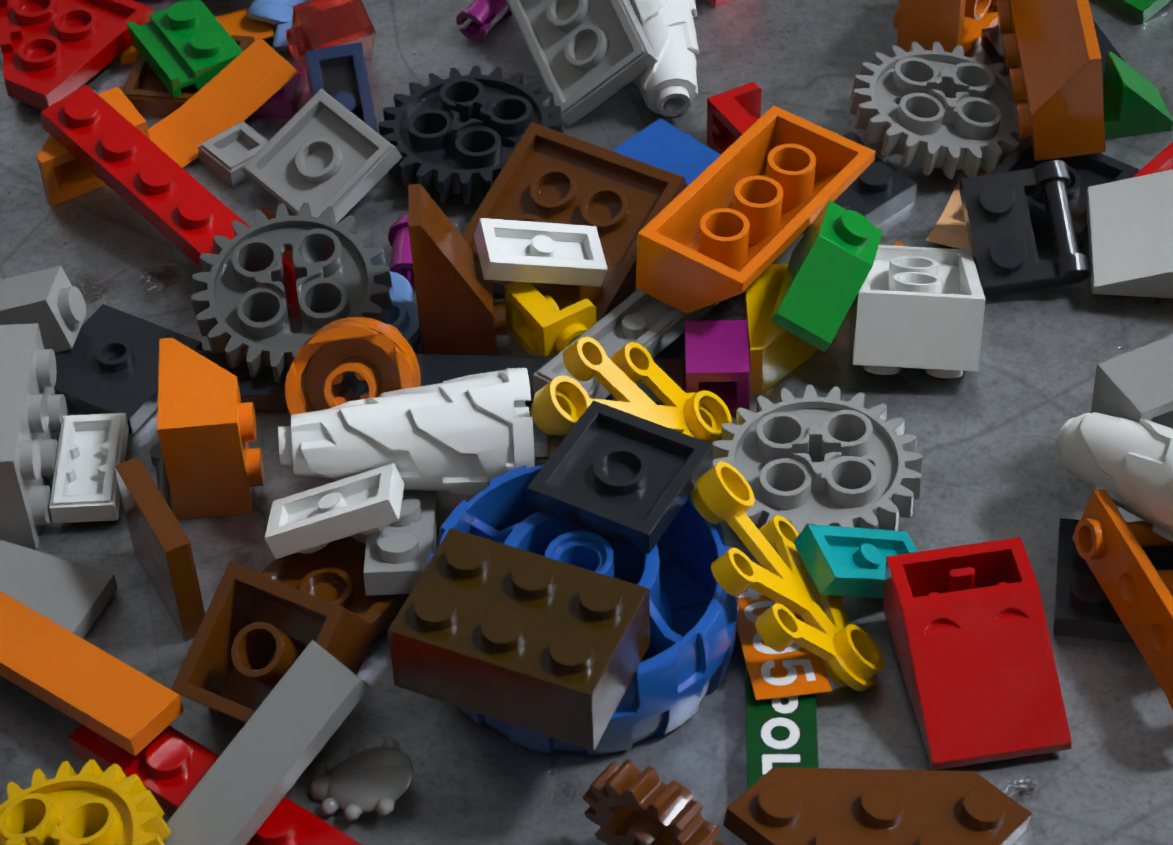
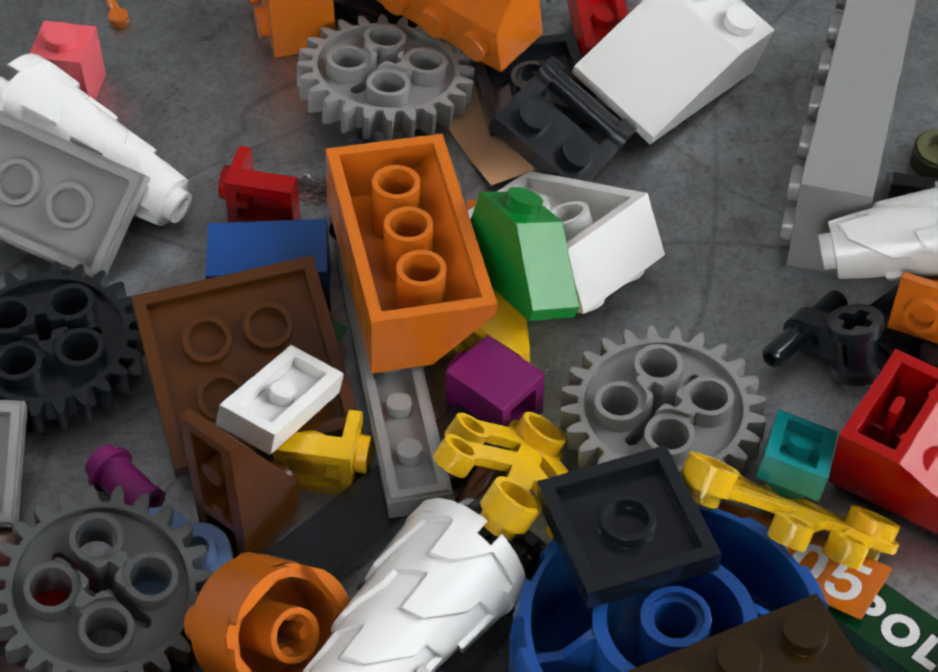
camera: 50 degrees left, 5 degrees up
(1027, 514) = (836, 333): none -> black piece

